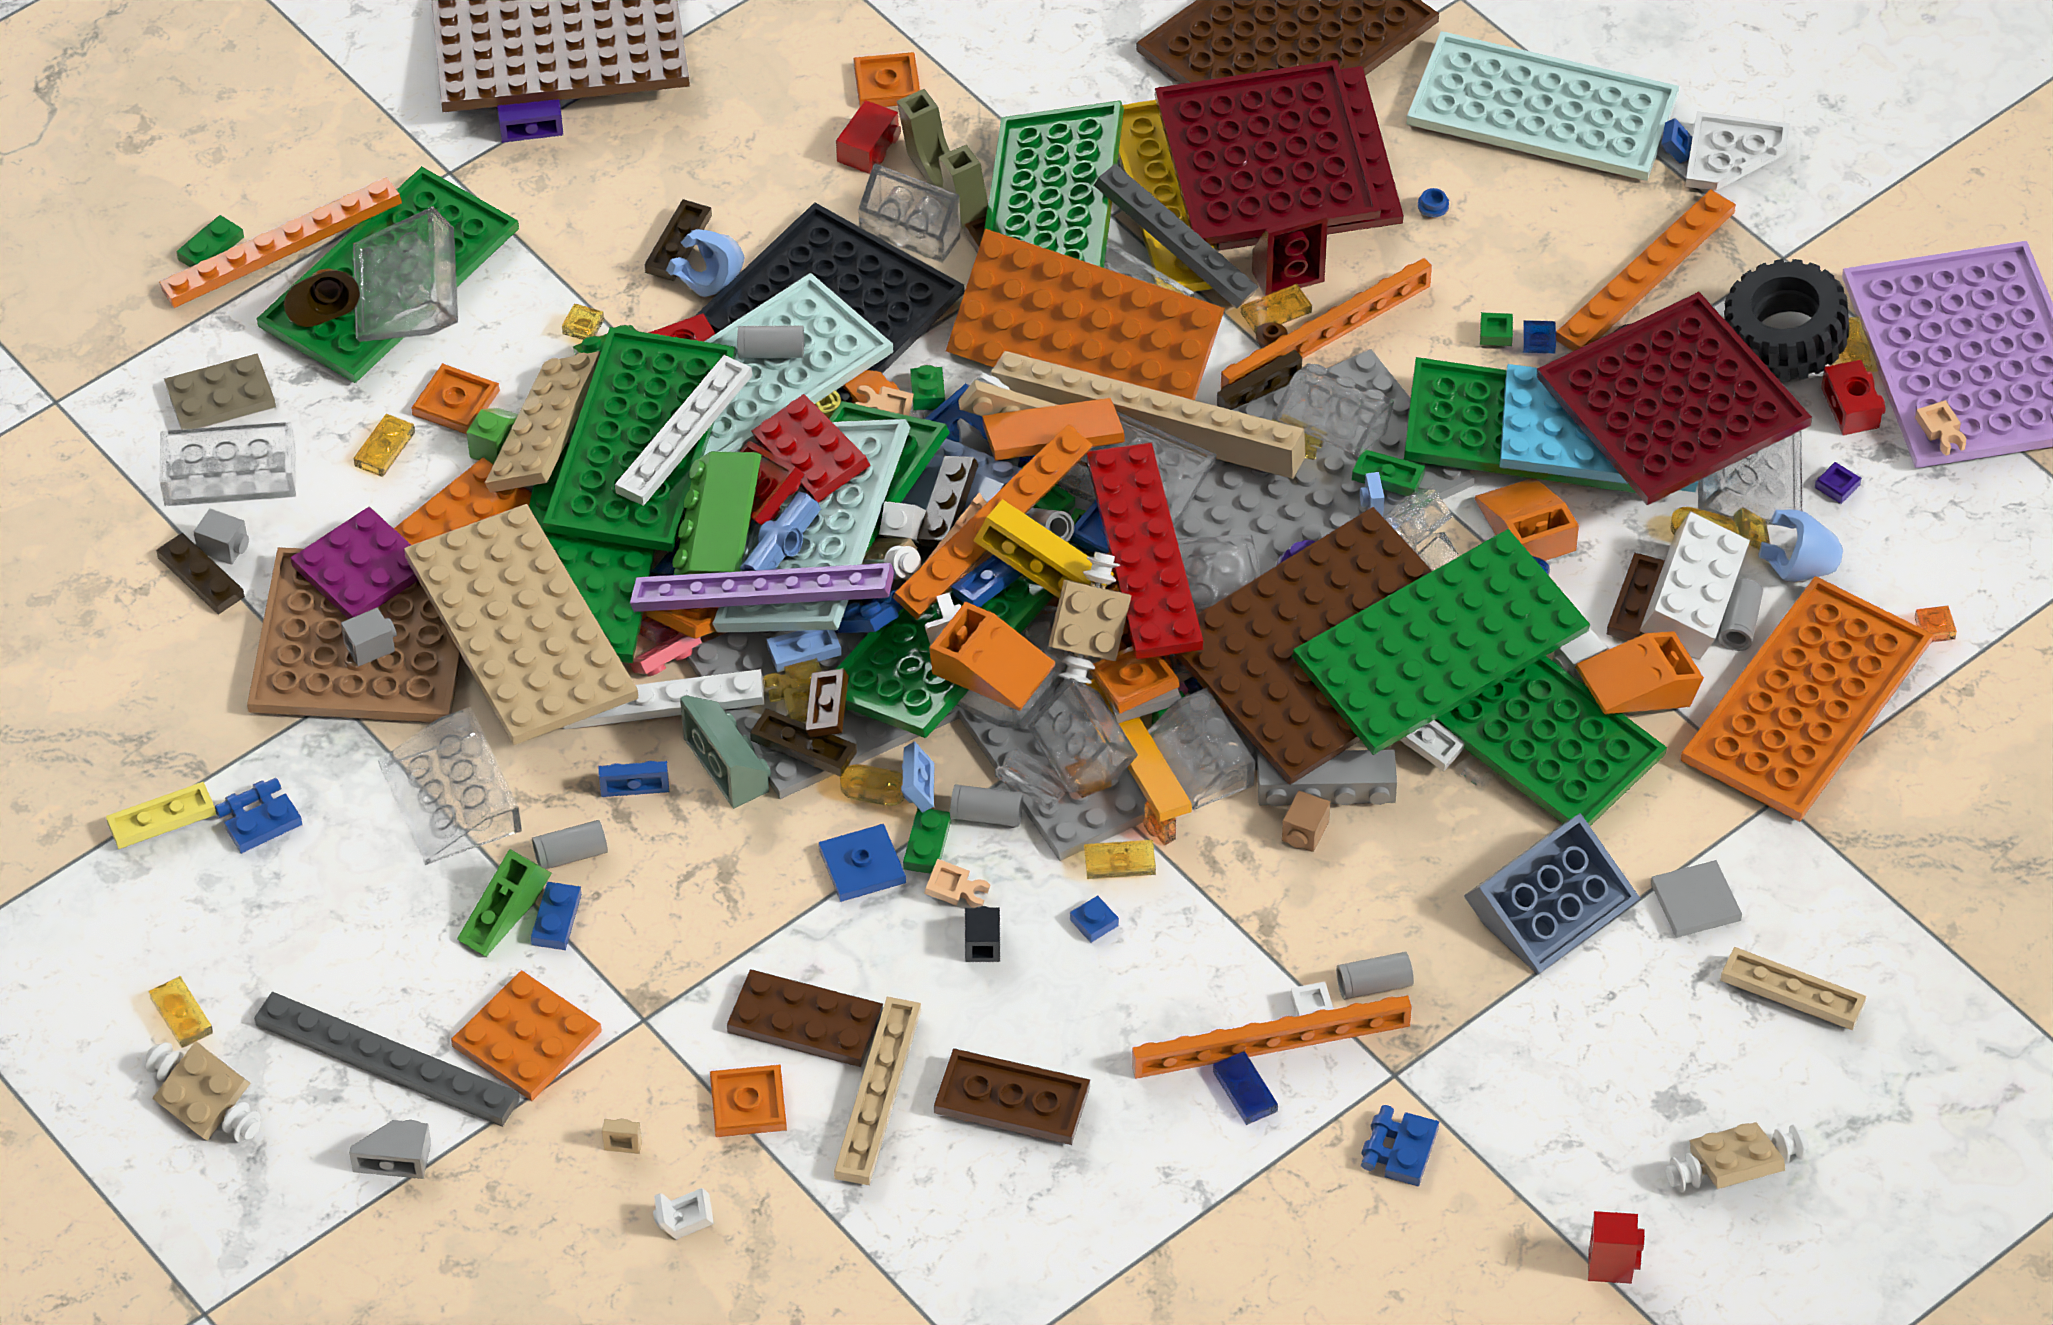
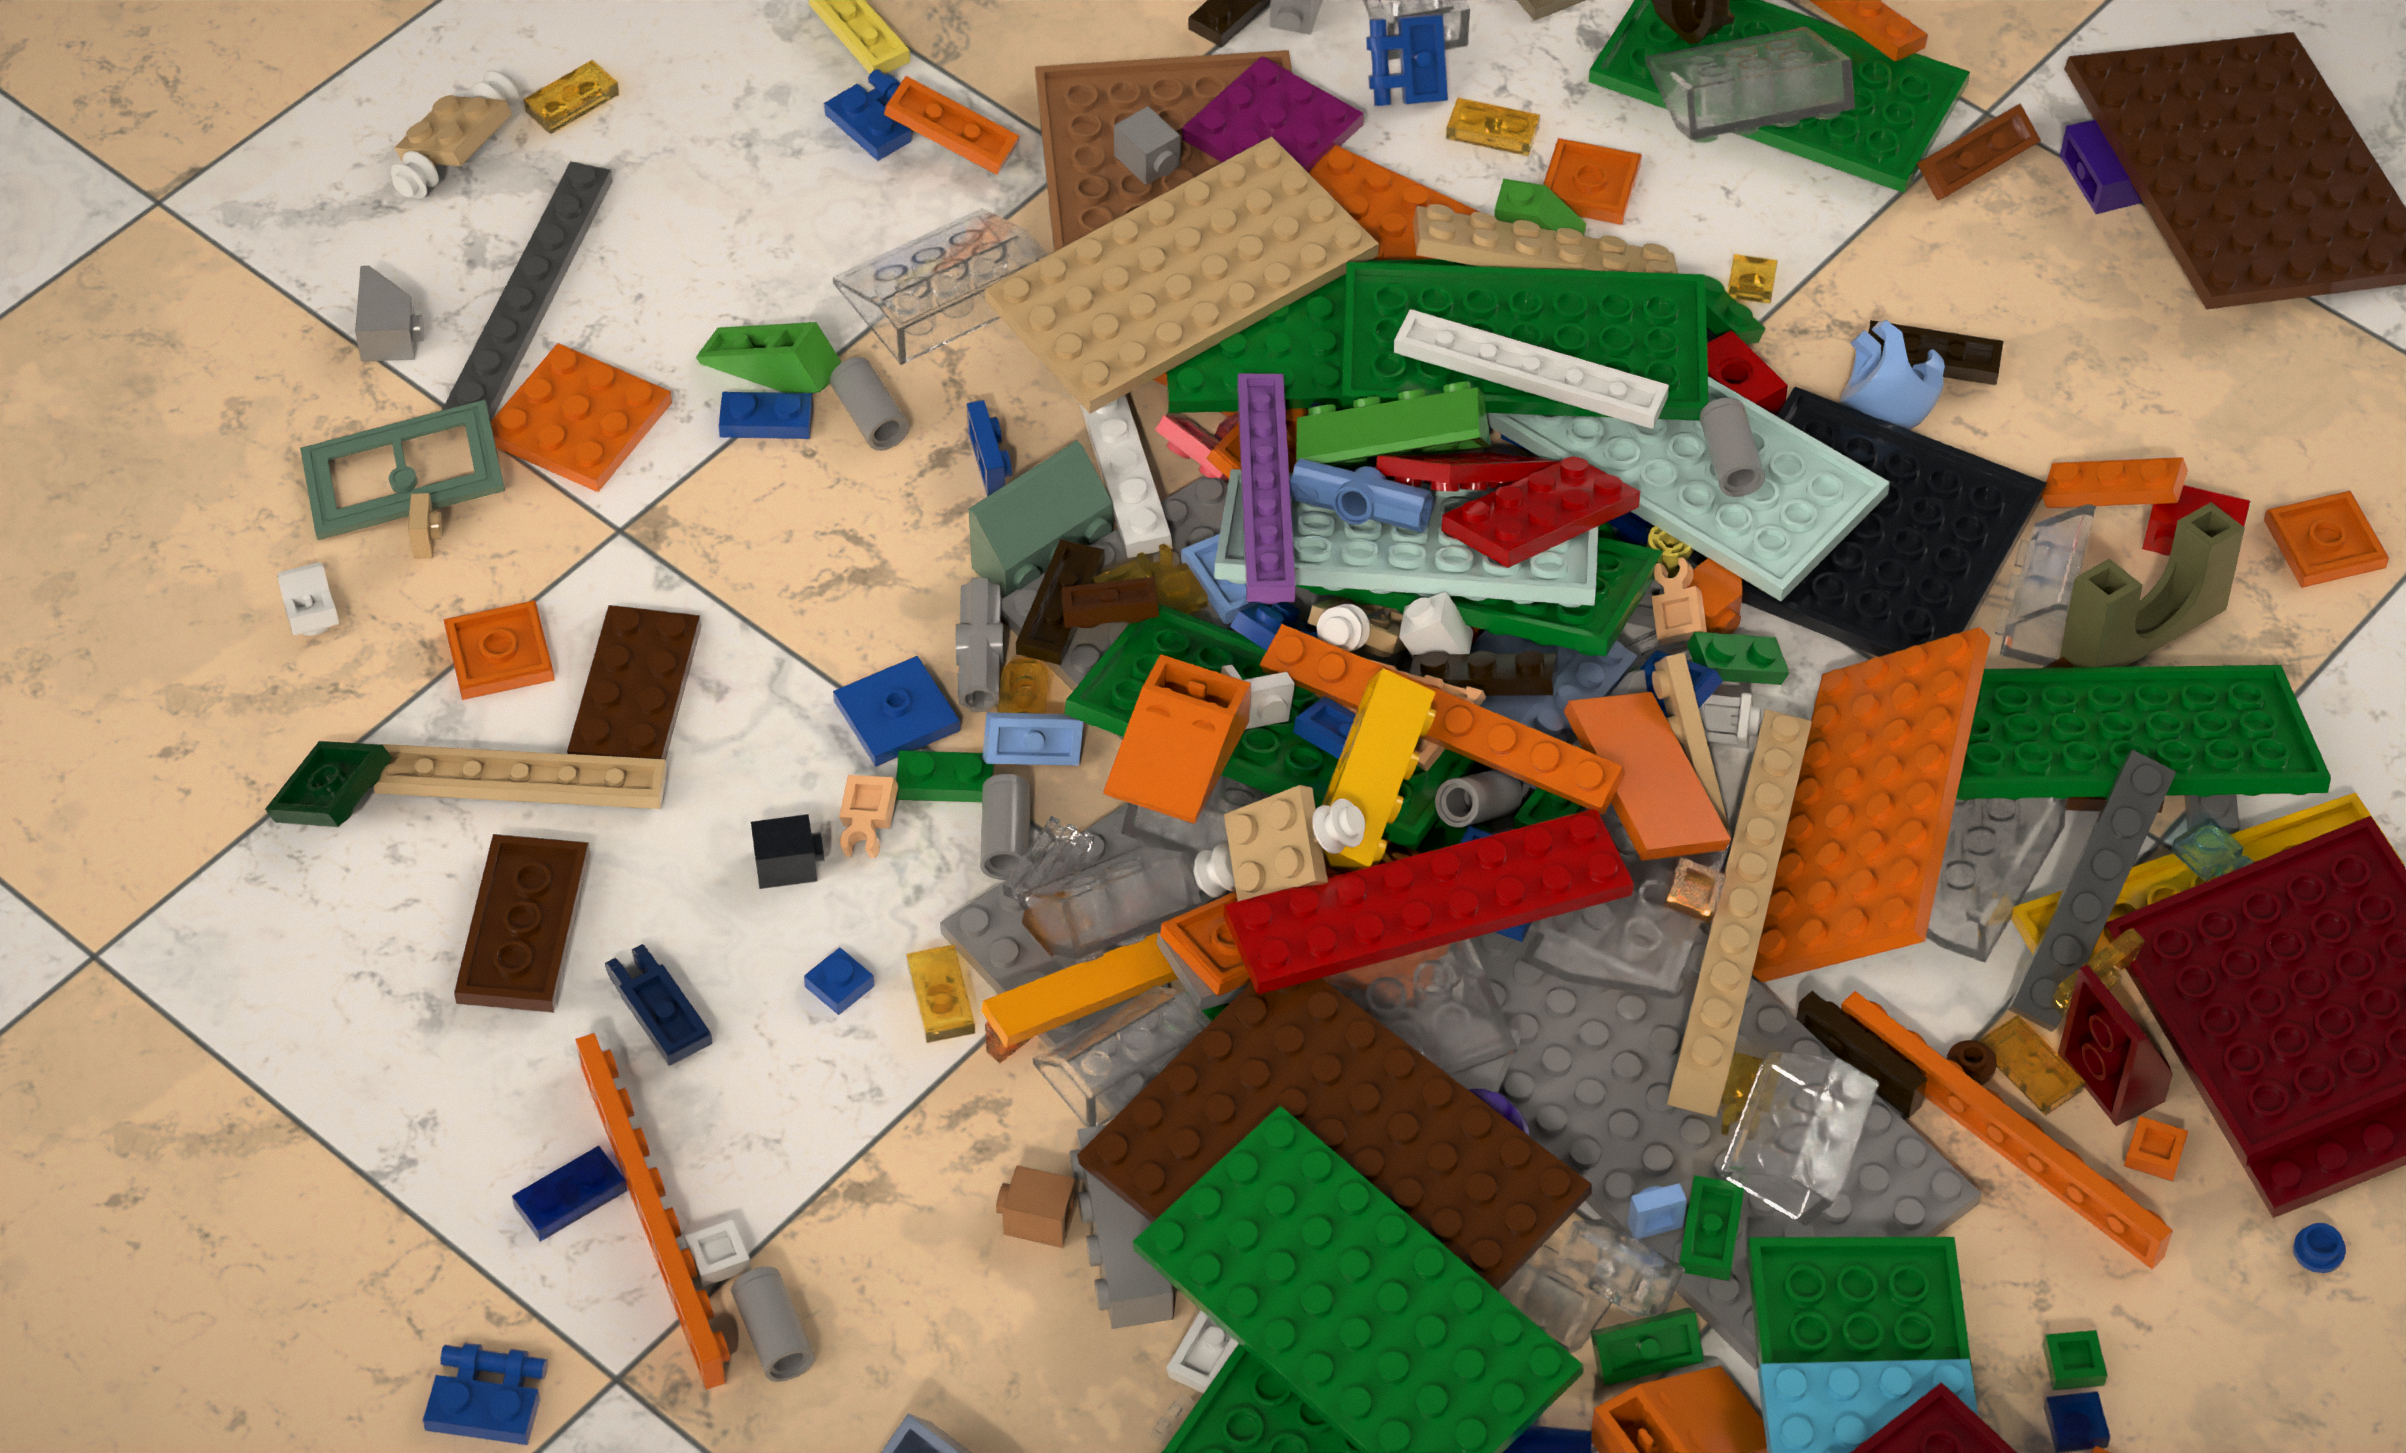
camera: 80 degrees right, 0 degrees up
(298, 761) = (951, 125): none -> orange plate
(319, 465) = (1421, 59): none -> blue plate
(498, 178) = (1978, 152): none -> dark orange plate
(590, 1143) = (485, 481): none -> sand green door
(817, 803) = (979, 644): none -> light grey piece
(828, 164) = (2115, 482): none -> orange plate
(868, 1202) = (329, 784): none -> dark green plate
(1098, 1021) = (660, 1007): none -> dark blue hinge
(1148, 422) = (1695, 890): none -> clear orange plate
(1153, 179) = (2209, 850): none -> clear light blue plate
(1241, 245) = (2105, 966): none -> clear yellow plate
(1352, 260) = (2156, 1148): none -> orange plate
(1460, 527) = (1647, 1346): none -> green plate

